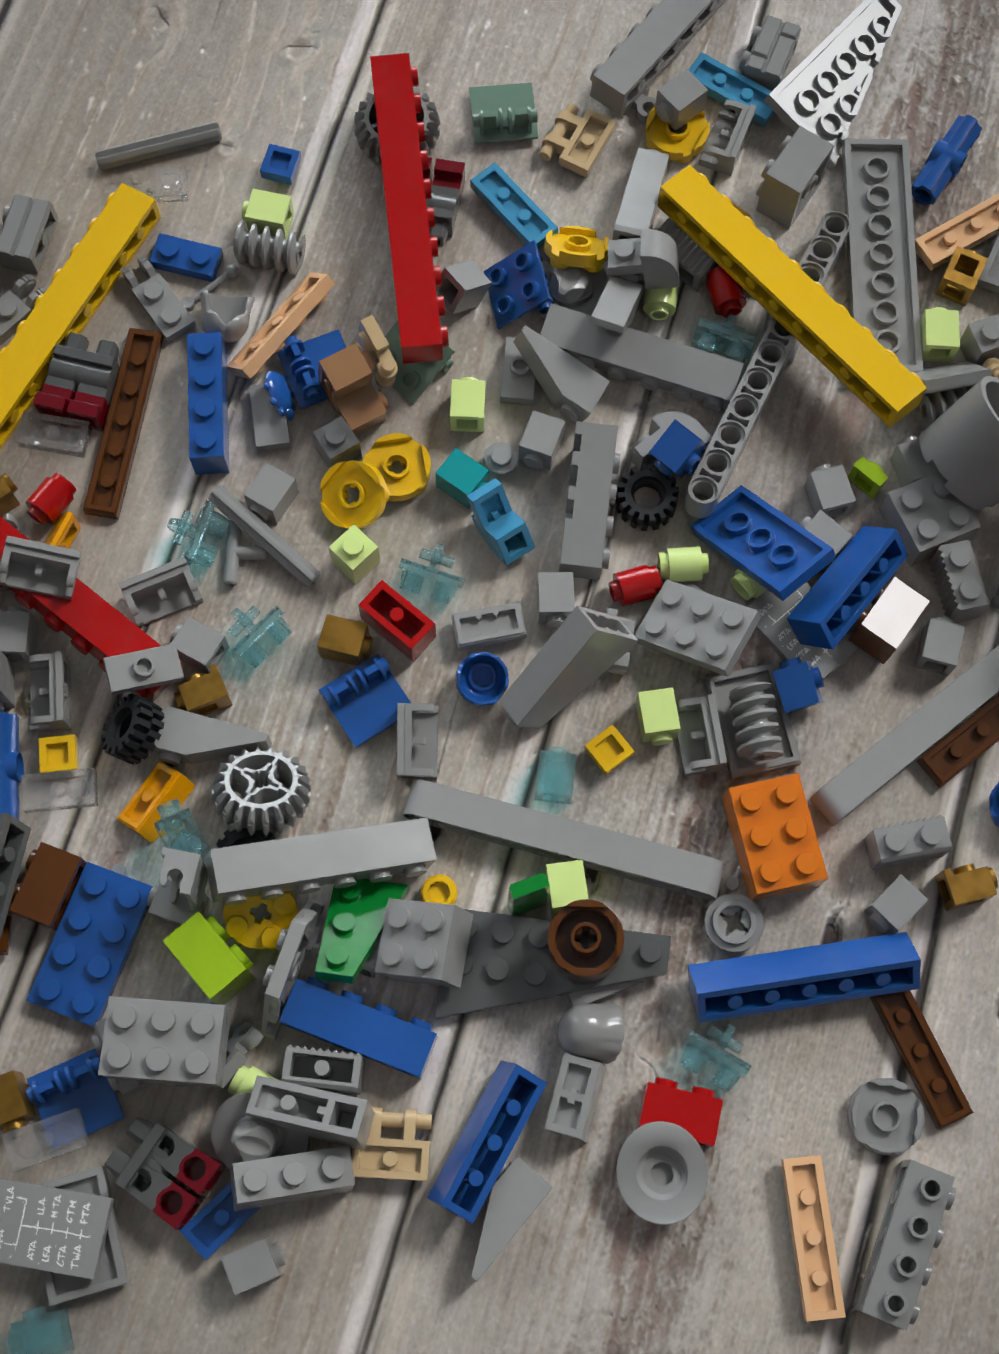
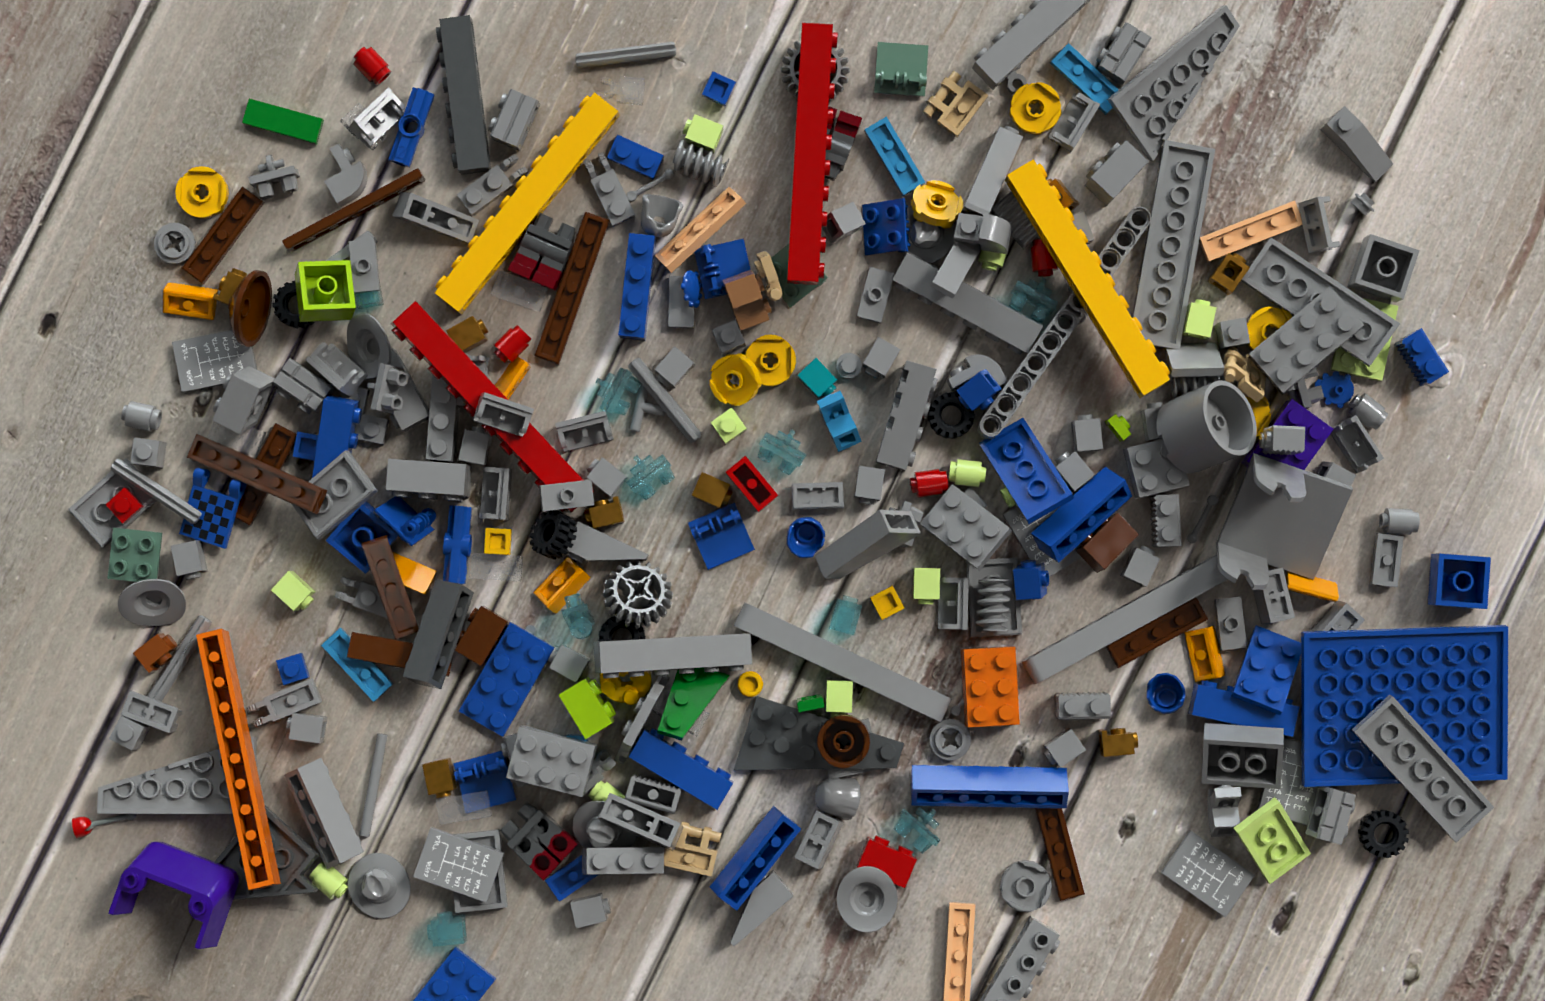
camera: 10 degrees right, 15 degrees up
(187, 875) = (578, 649): light grey hinge -> none
(417, 740) = (752, 574): light grey hinge -> none
(424, 943) = (734, 720): light grey brick -> none
(467, 404) = (831, 318): yellowish green brick -> none
(563, 378) = (906, 314): light grey slope -> none
(680, 99) = (1040, 90): light grey brick -> none
(946, 159) = (1241, 170): blue piece -> none

